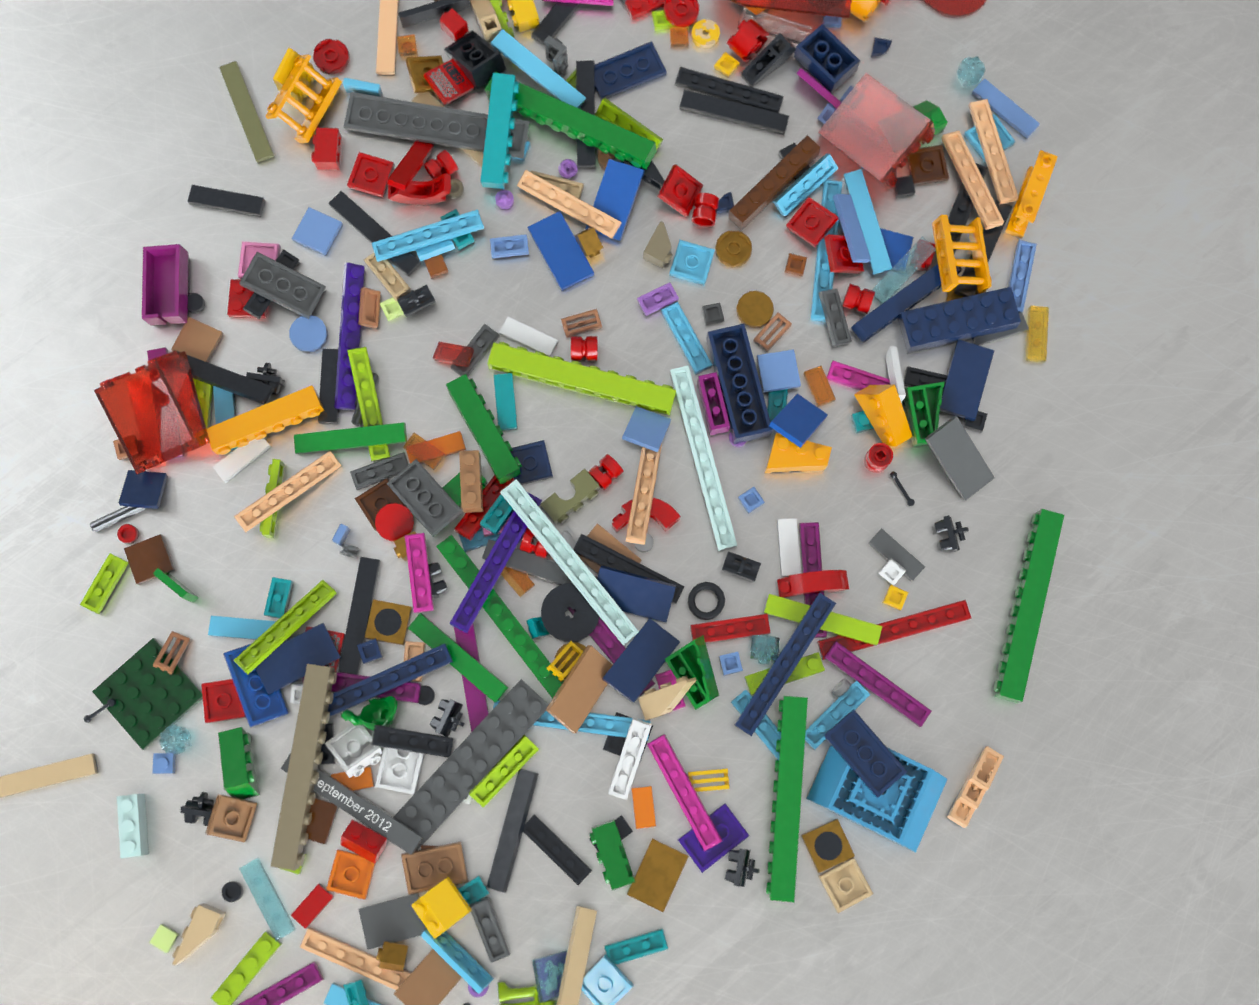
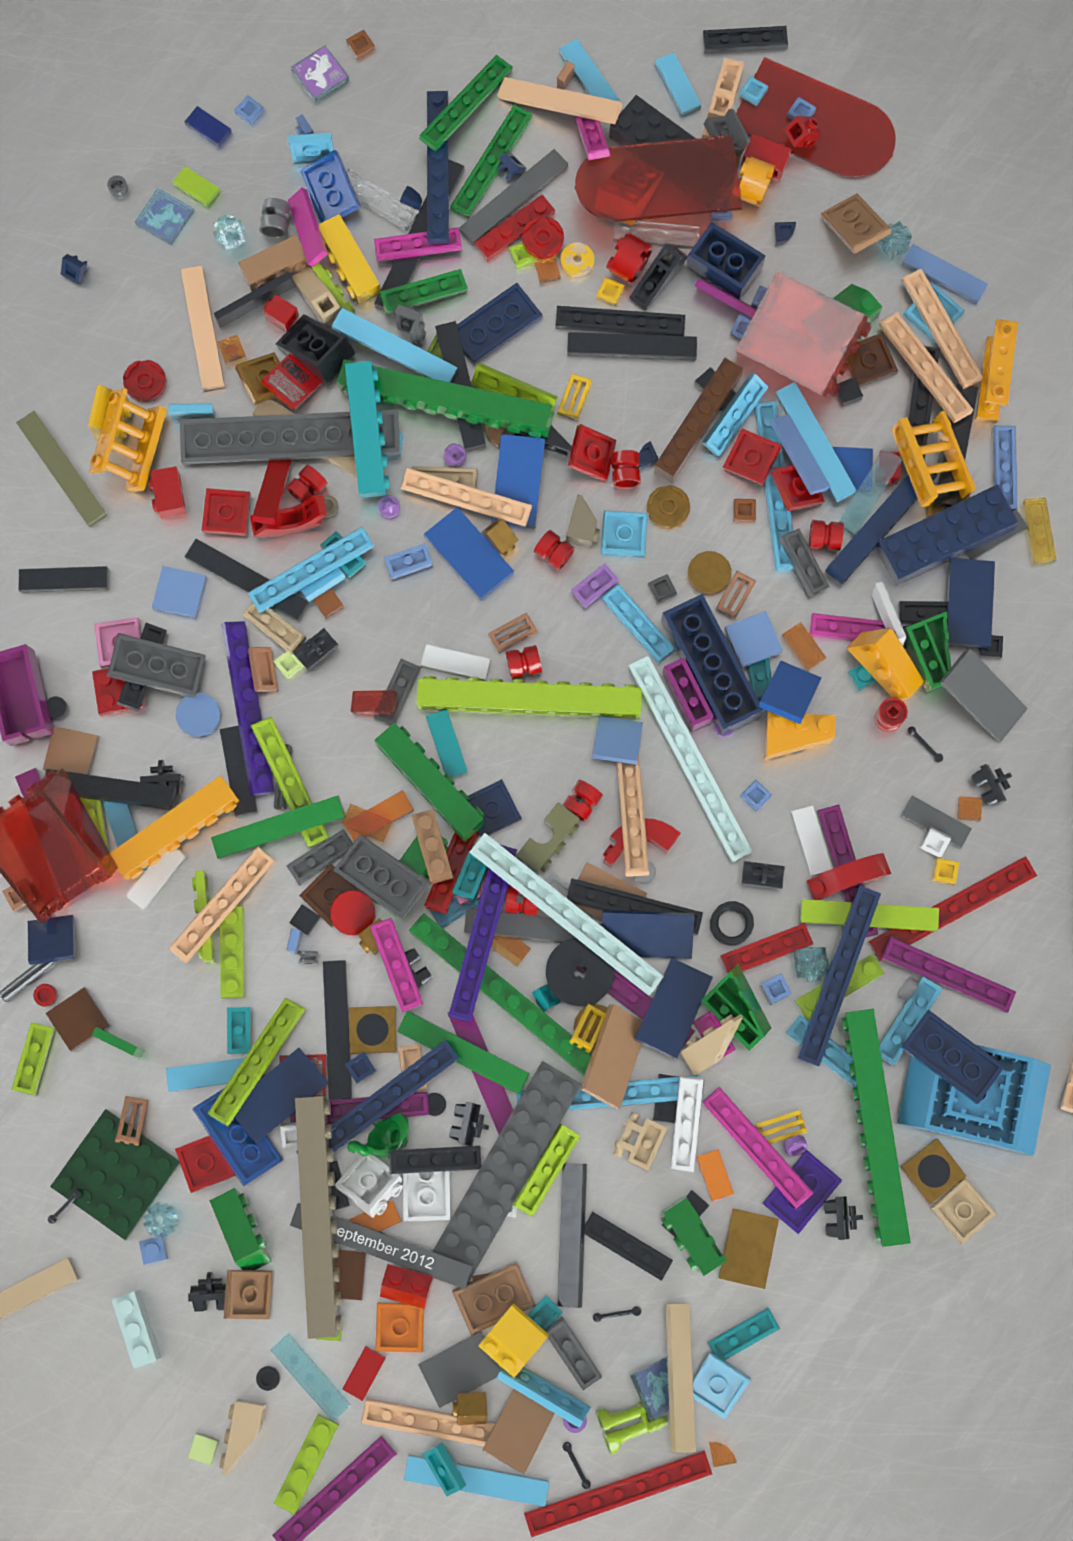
camera: 10 degrees left, 0 degrees up
(288, 534) = (232, 955): none -> lime plate
(354, 519) = (305, 920): none -> black tile
(551, 906) = (635, 1311): none -> black hinge
(574, 31) = (424, 291): none -> green plate
(592, 768) = (646, 1145): none -> tan plate
(630, 262) = (554, 550): none -> red wheel
(669, 155) = (568, 413): none -> yellow tile
(716, 798) = (795, 1145): none -> medium lavender tile
(927, 550) = (969, 808): none -> clear orange tile
(941, 51) = (855, 223): none -> medium nougat tile

